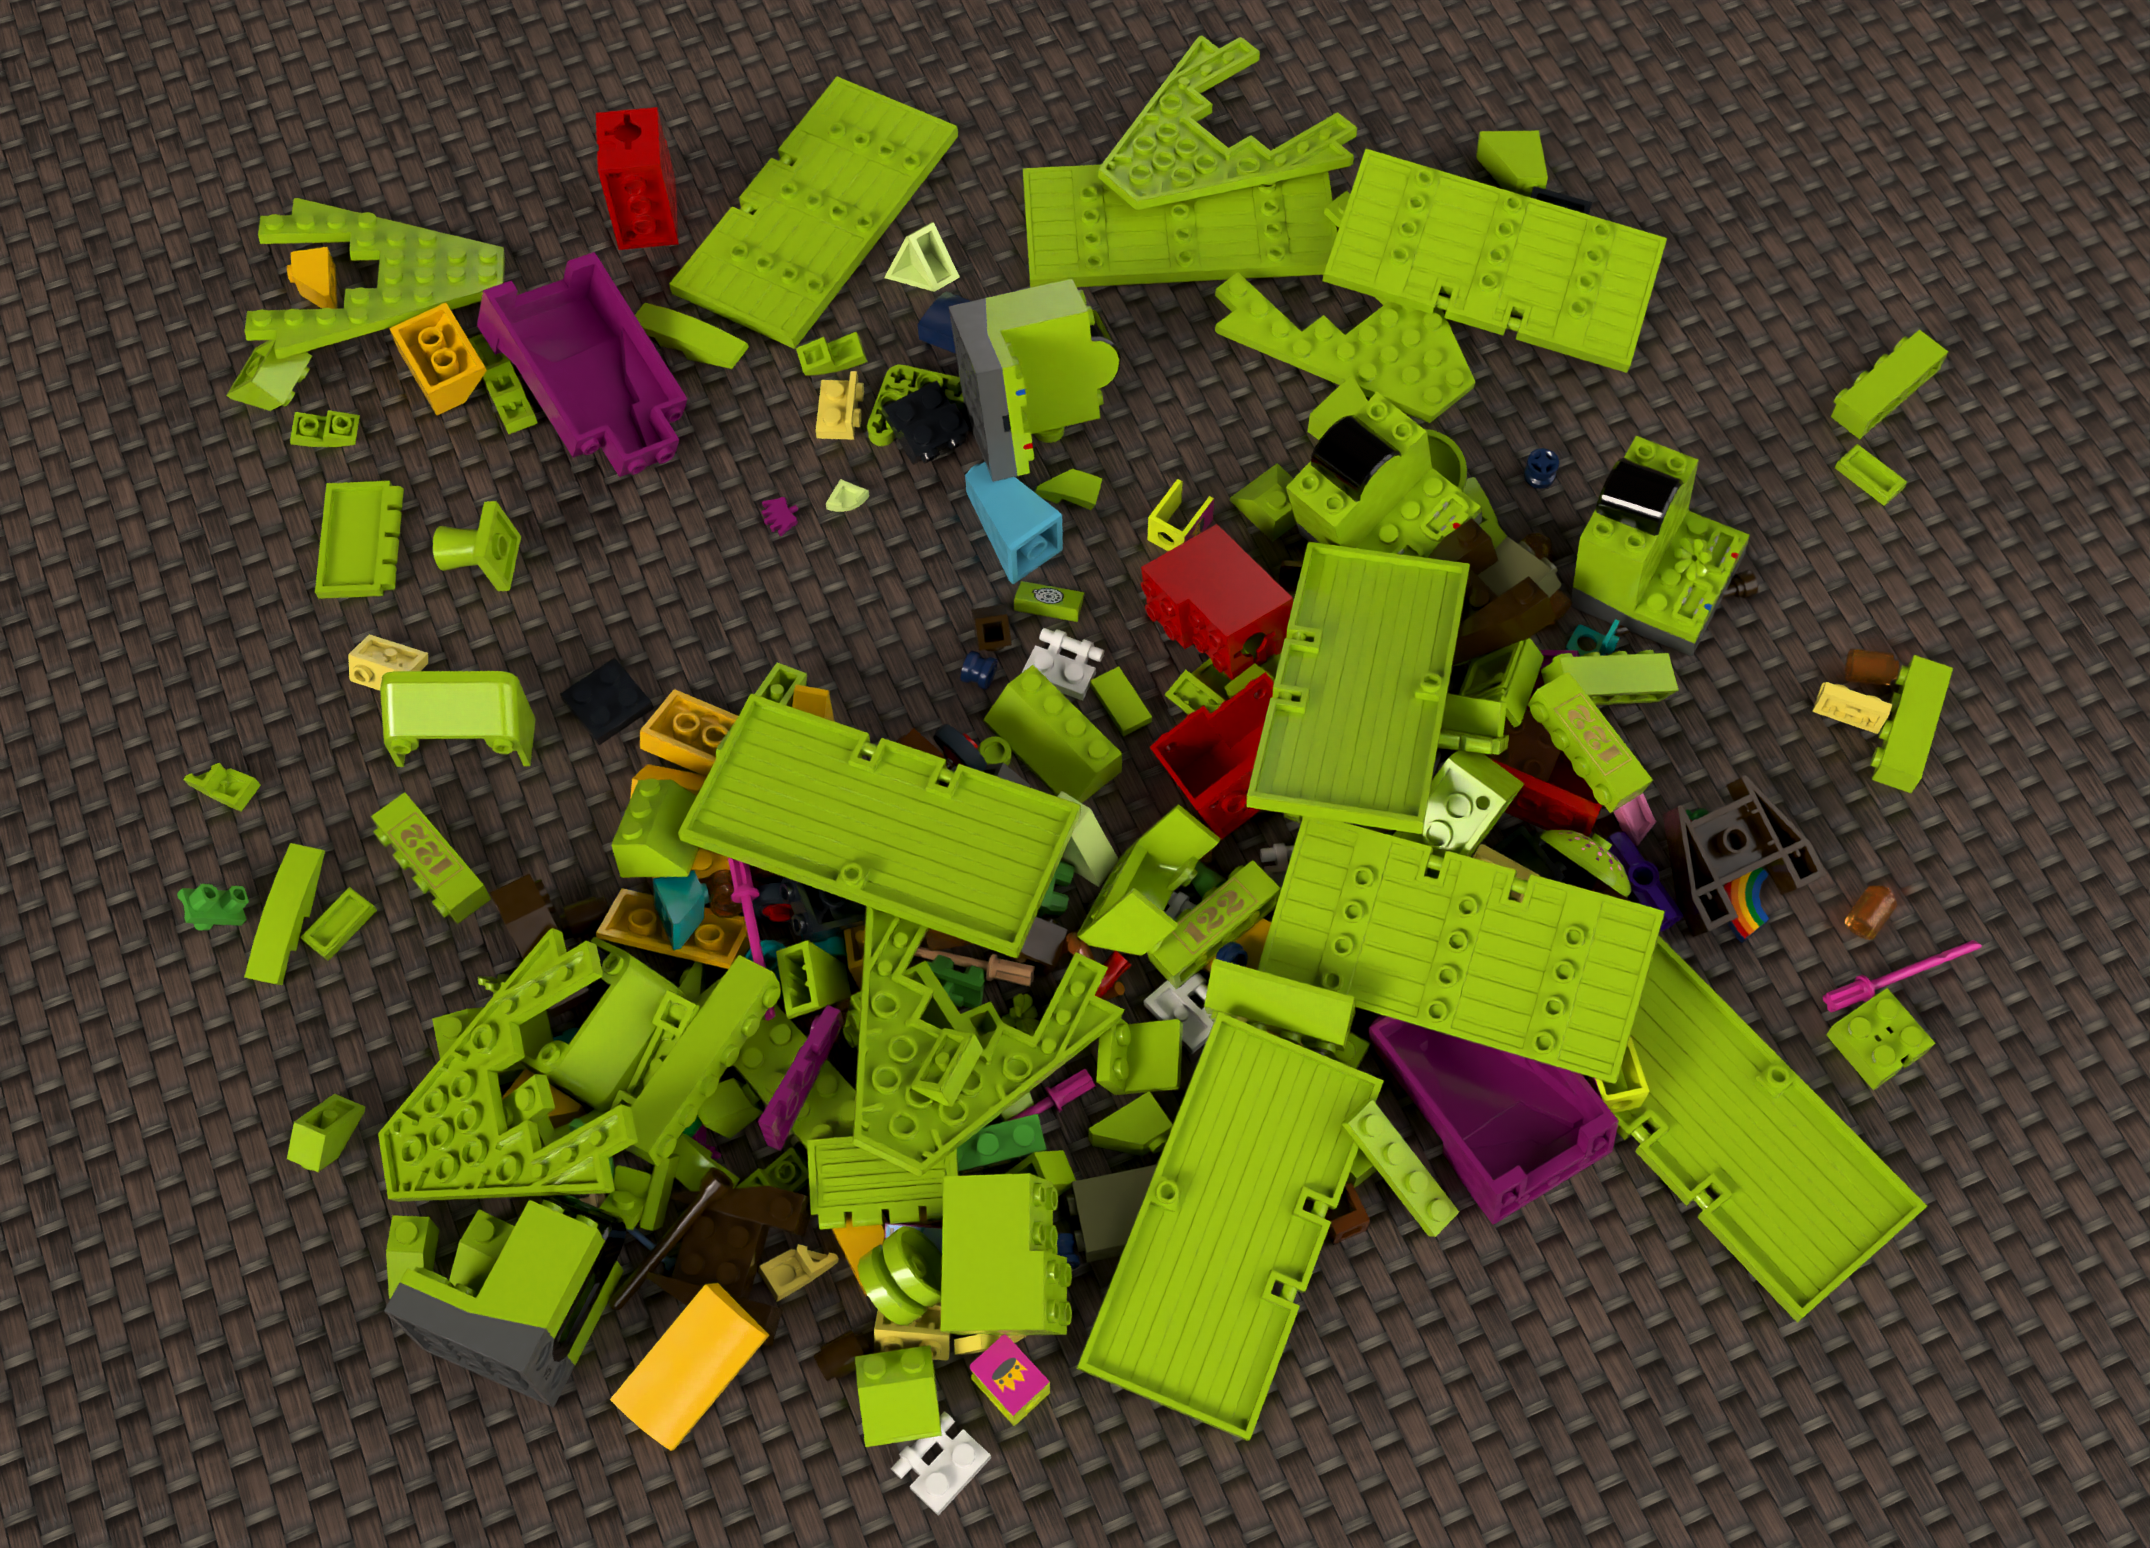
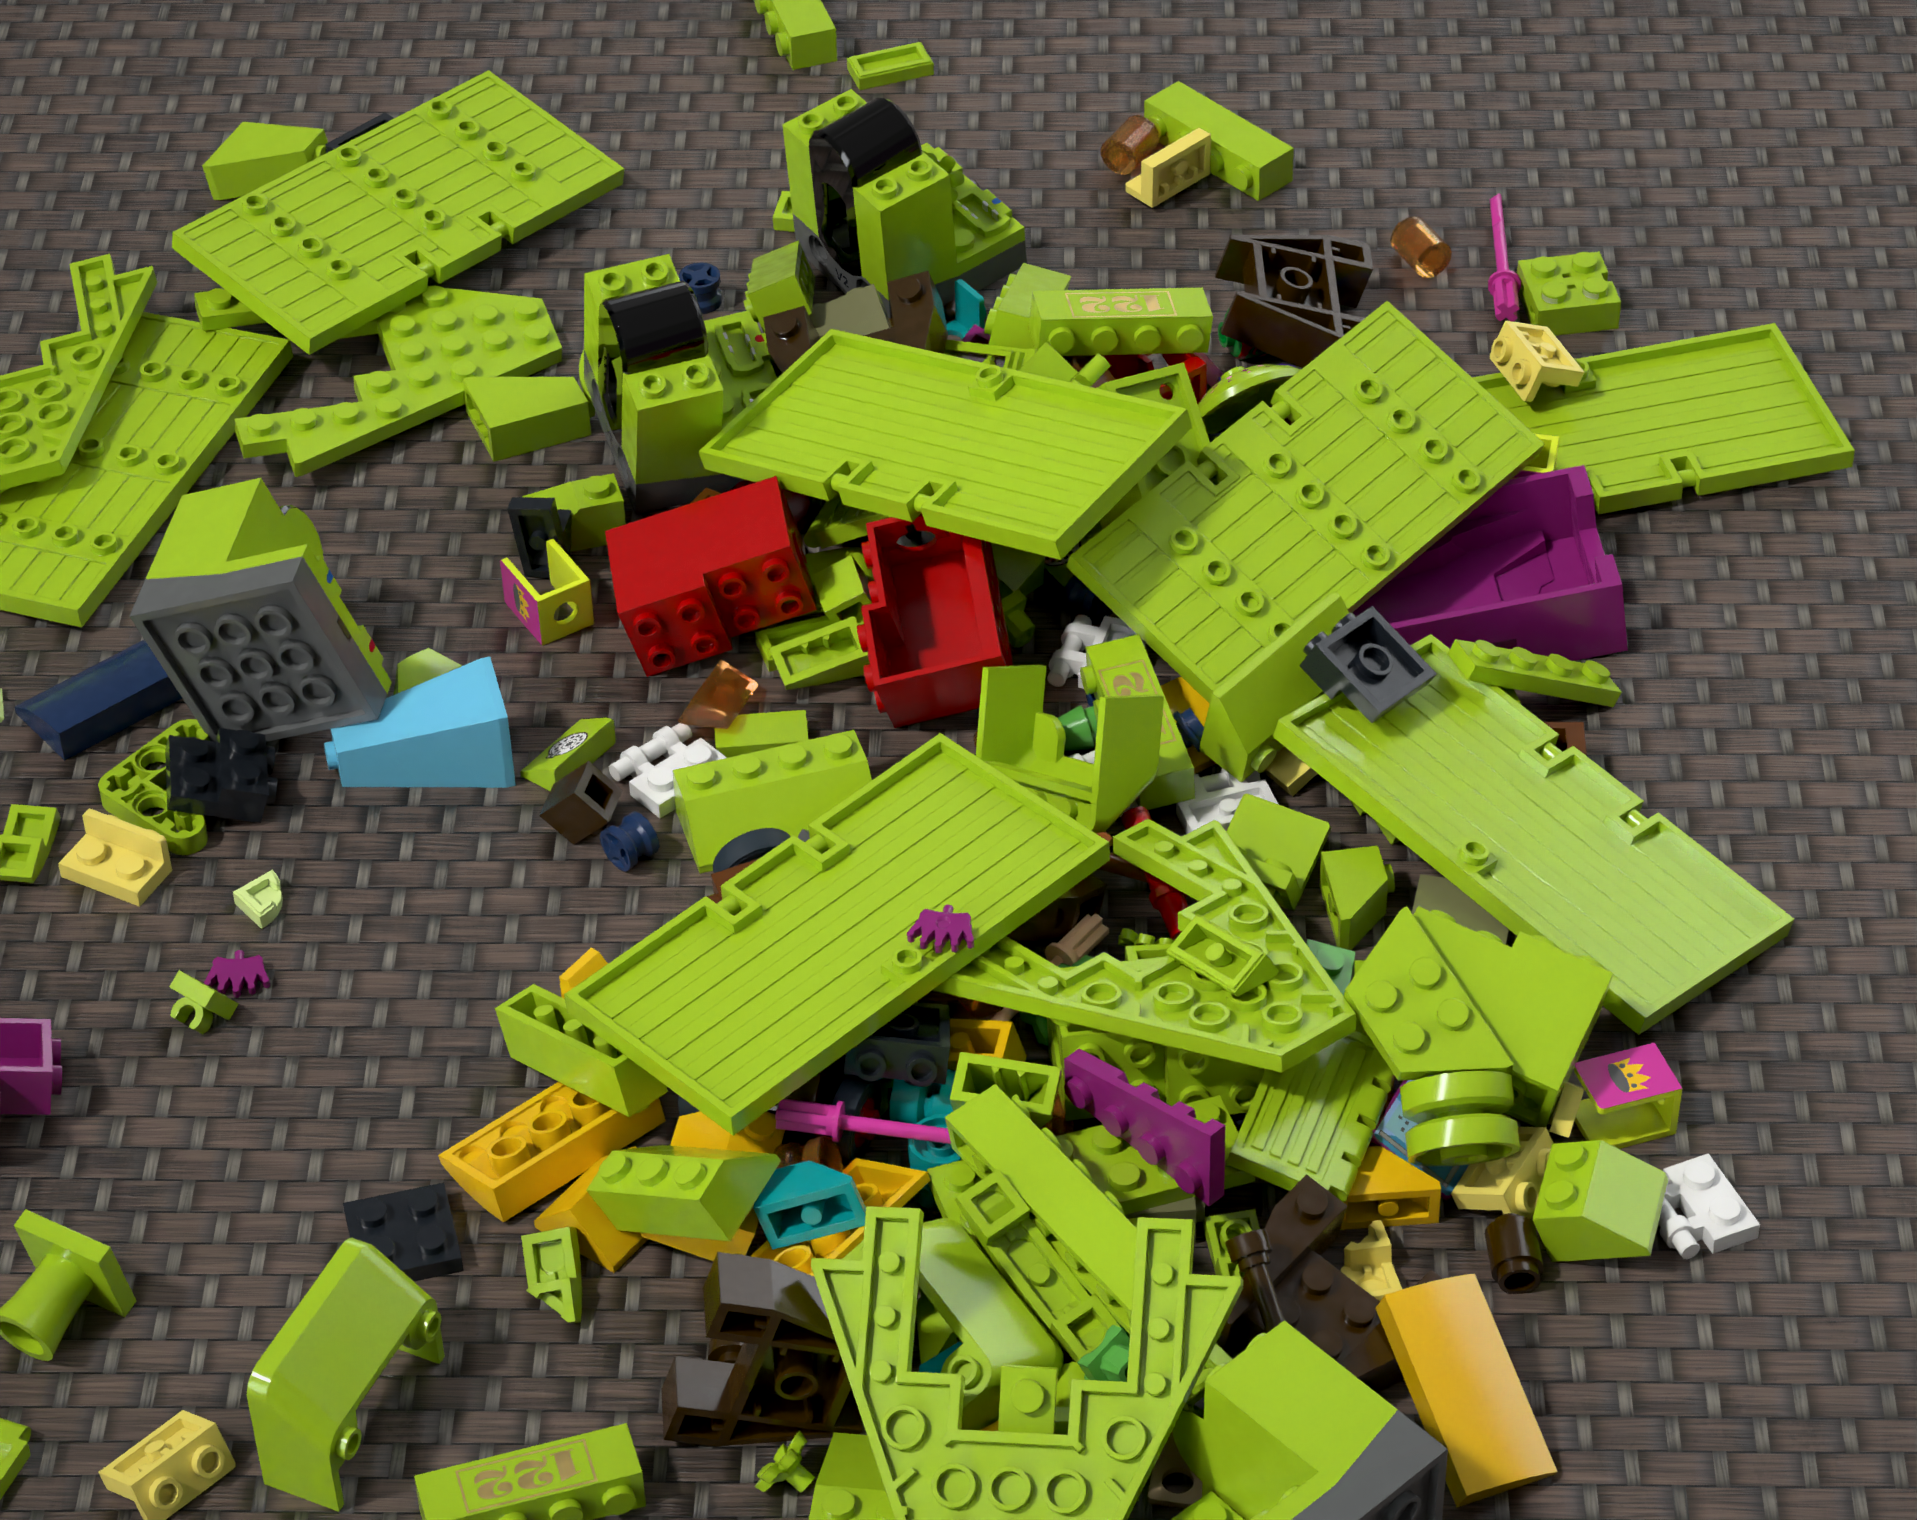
camera: 65 degrees left, 20 degrees down
(604, 795) = (555, 1270): none -> lime slope
(742, 506) = (202, 1000): none -> lime tile
(886, 884) = (942, 927): none -> magenta piece
(949, 1212) = (1419, 1008): none -> lime wing
(1134, 662) = (719, 698): none -> clear orange slope
(1227, 490) = (535, 523): none -> black slope
(1300, 1050) = (1366, 664): none -> black plate
(1537, 514) = (780, 283): none -> lime brick
(1761, 1042) = (1531, 357): none -> light yellow bracket

